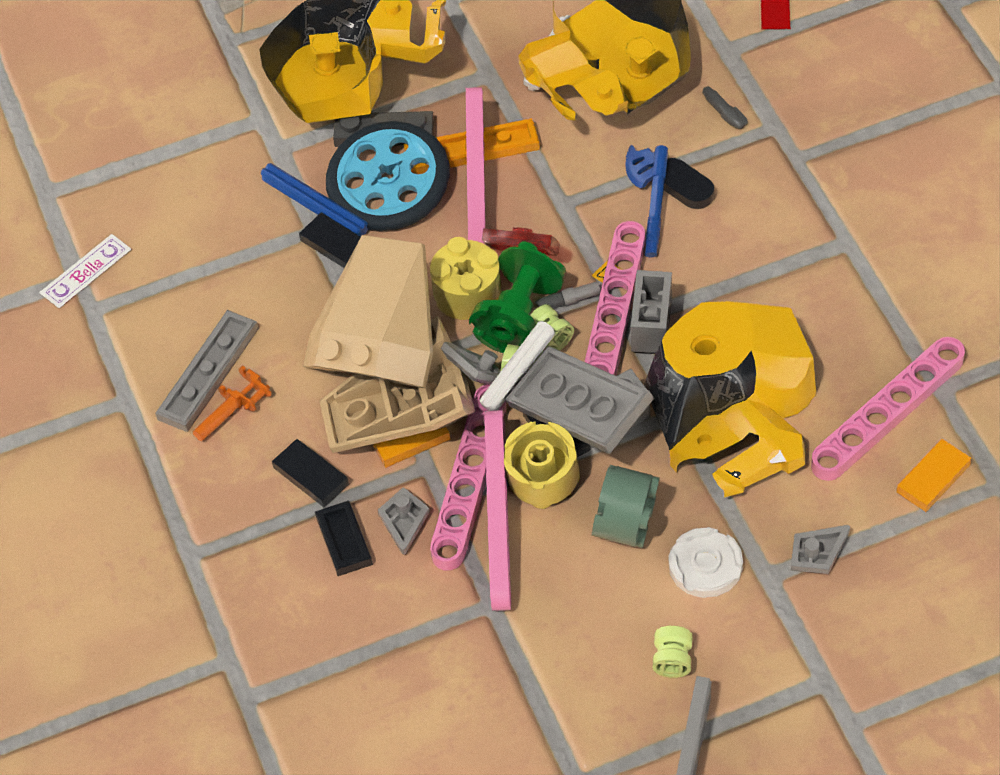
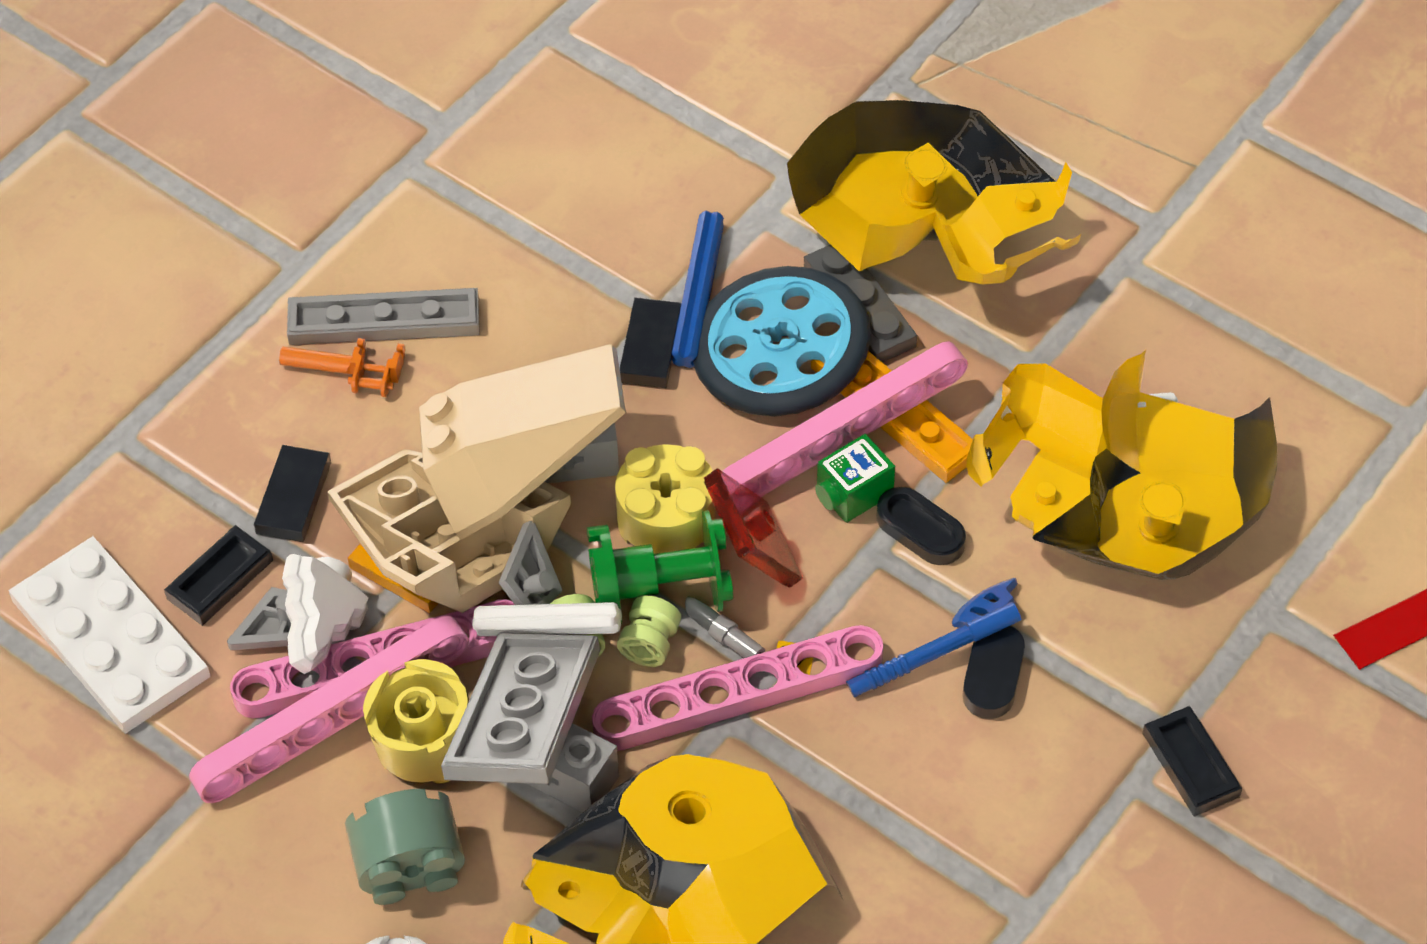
camera: 55 degrees right, 0 degrees up
(85, 271) = (459, 128): white sticker -> none
(345, 616) = (109, 634): none -> white plate
(422, 484) = (320, 607): none -> white rock
(513, 183) = (854, 478): none -> green brick
(563, 172) = (921, 526): none -> black tile
(650, 310) = (739, 724): light grey brick -> none
(730, 114) = (1150, 665): dark grey piece -> none
(801, 124) = (1192, 761): none -> black tile

